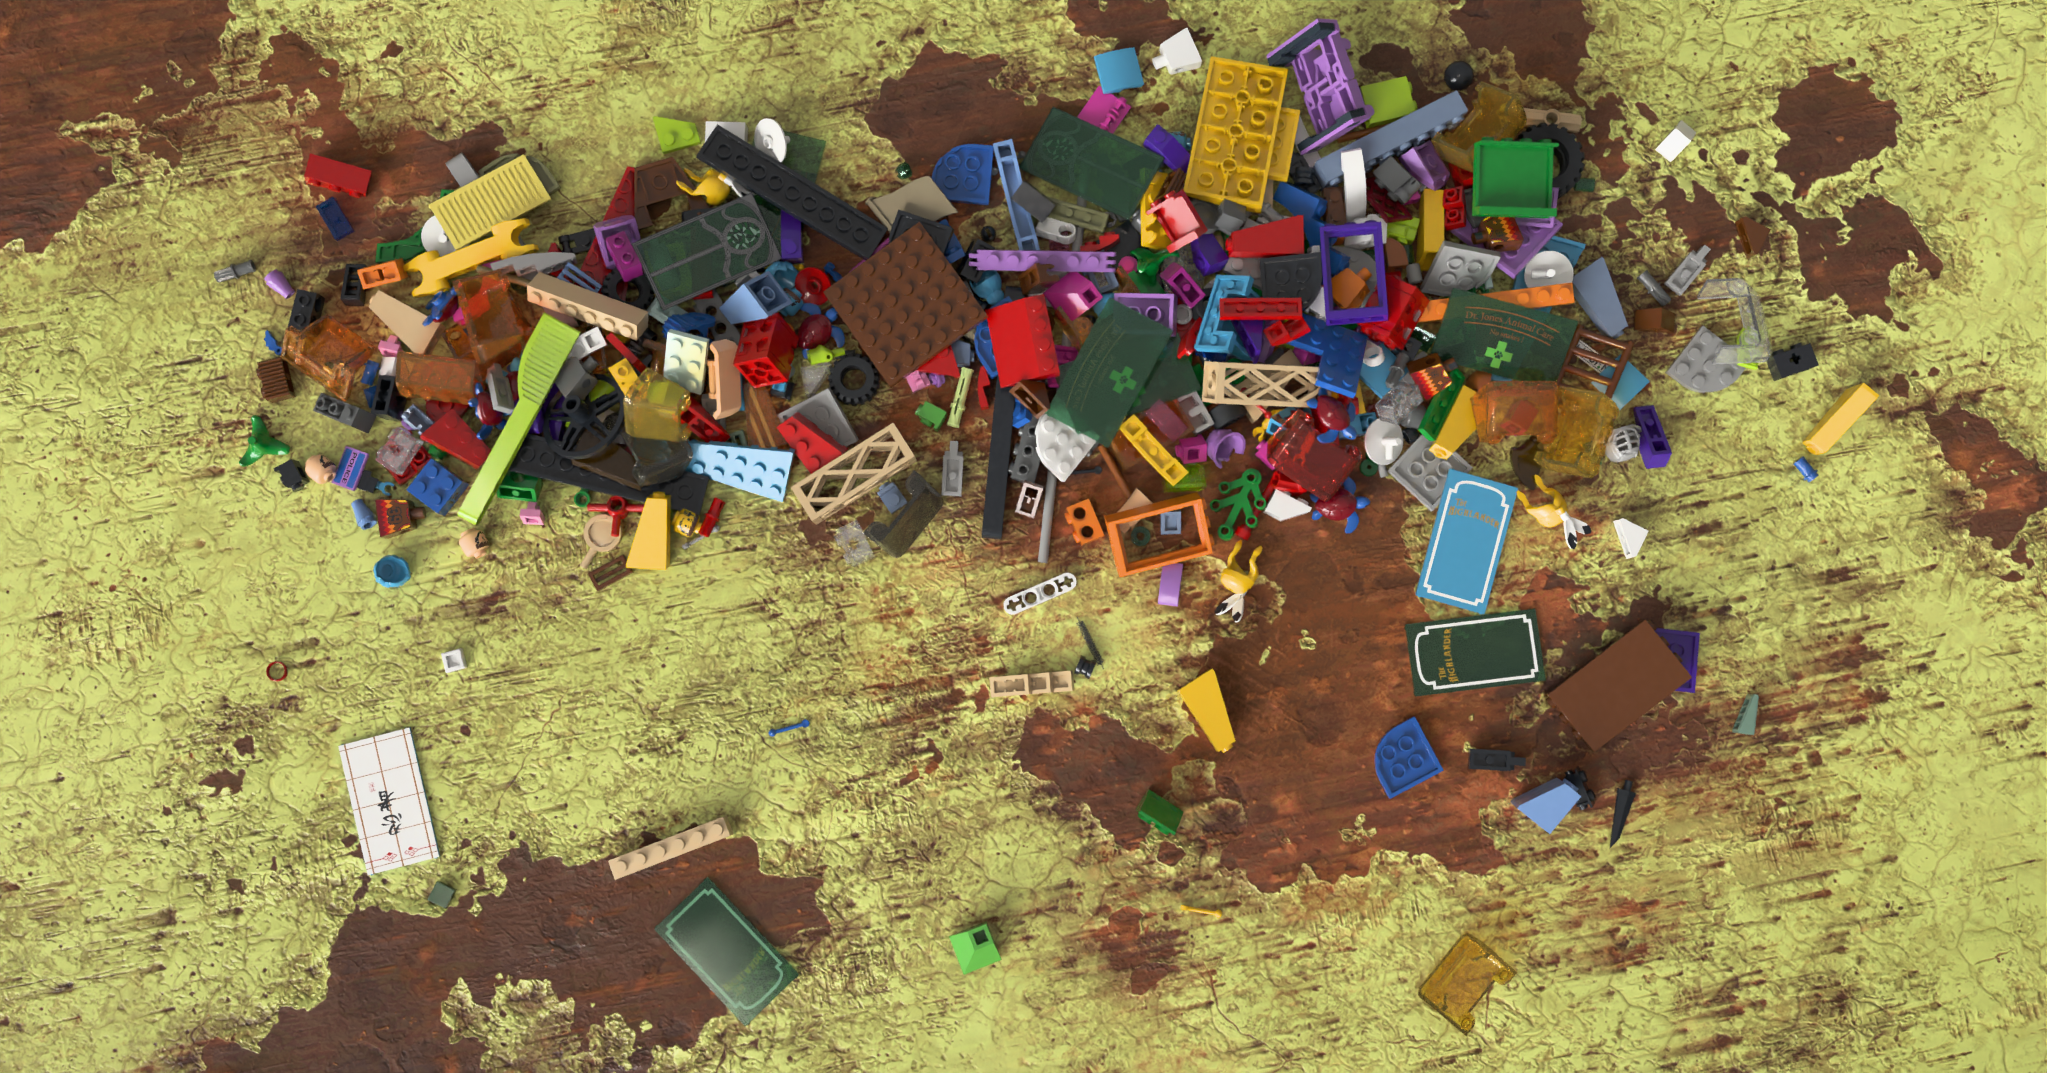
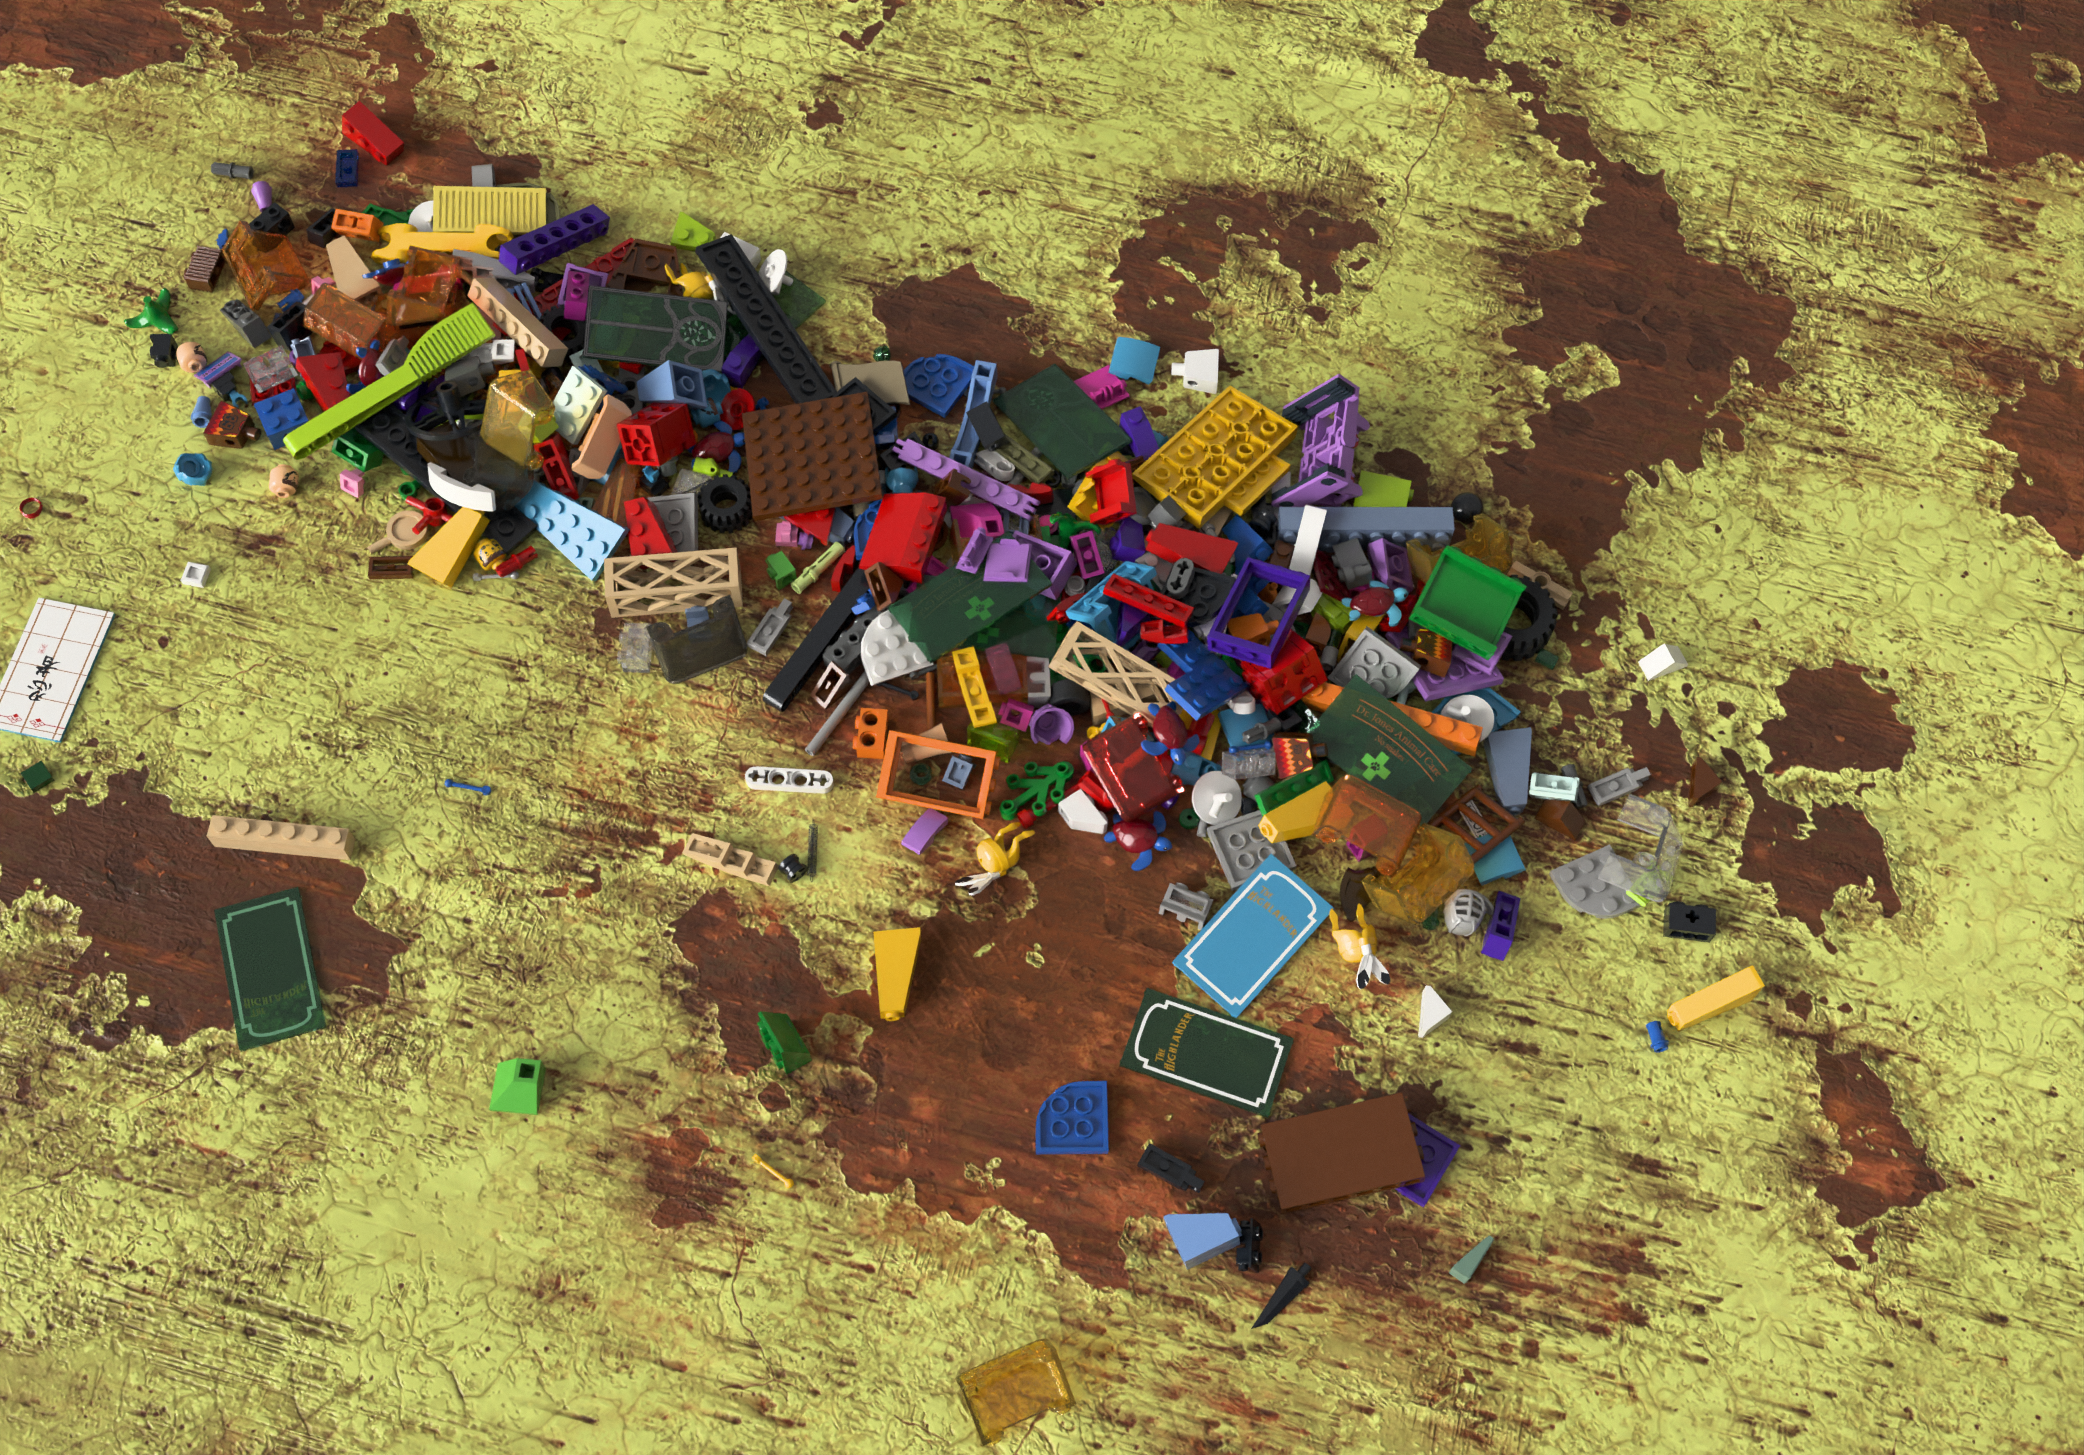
camera: 25 degrees right, 20 degrees down
(561, 218) = (554, 239): none -> dark purple brick
(654, 489) = (473, 497): none -> white slope
(1093, 331) = (975, 551): none -> medium lavender hinge
(1125, 327) = (1008, 561): none -> medium lavender piece
(1270, 274) = (1176, 577): none -> dark grey beam
(1383, 398) = (1268, 745): none -> blue hinge
(1403, 543) = (1186, 904): none -> light grey window
(1436, 210) = (1376, 602): none -> animal
(1642, 299) = (1554, 787): none -> light aqua hinge

